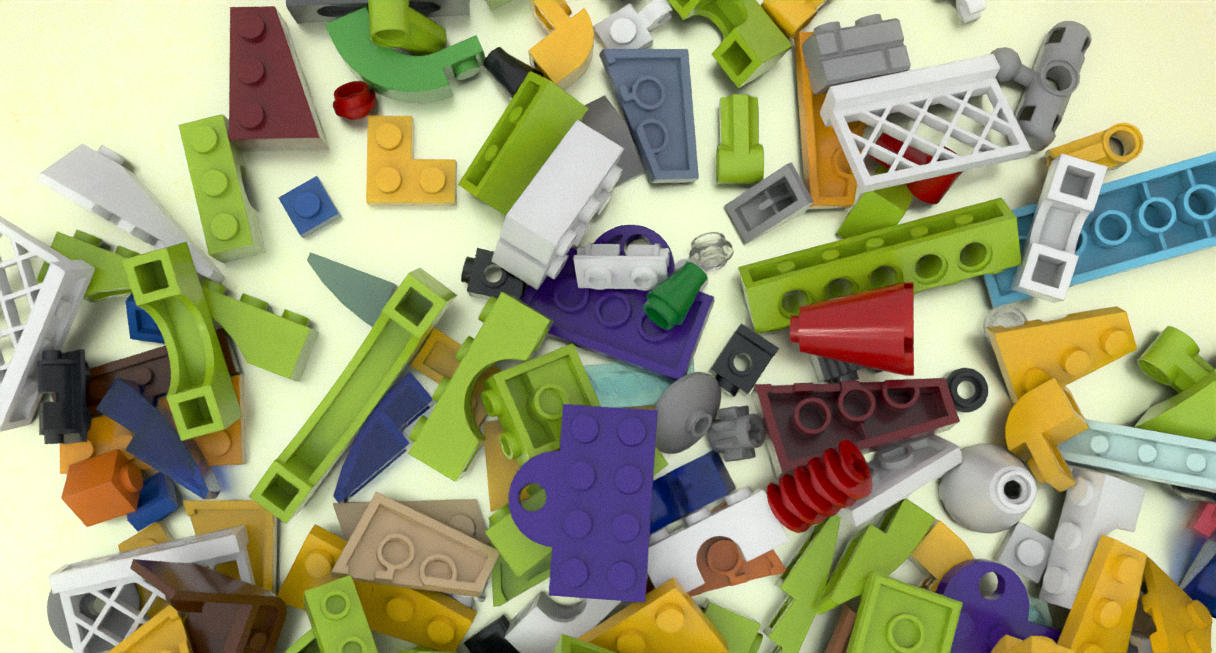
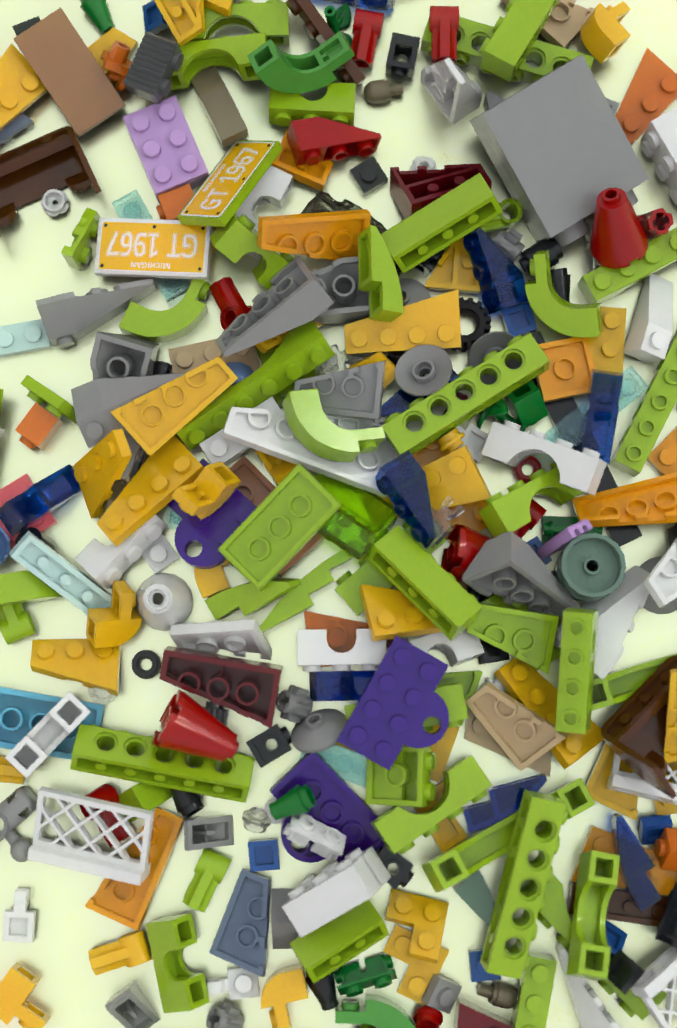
camera: 150 degrees left, 0 degrees up
(106, 283) = (623, 972): none -> black plate
(272, 177) = (499, 994): none -> dark tan cylinder
(333, 445) = (533, 809): none -> lime brick
(350, 141) = (441, 993): none -> light grey plate
(415, 229) = (425, 916): none -> yellow plate
(450, 126) = (376, 975): none -> green hinge
(677, 210) = (264, 855): none -> blue plate
(815, 229) = (187, 802): none -> black cone
(820, 488) = (264, 650): red piece -> none
(854, 52) = (111, 899): light grey brick -> none

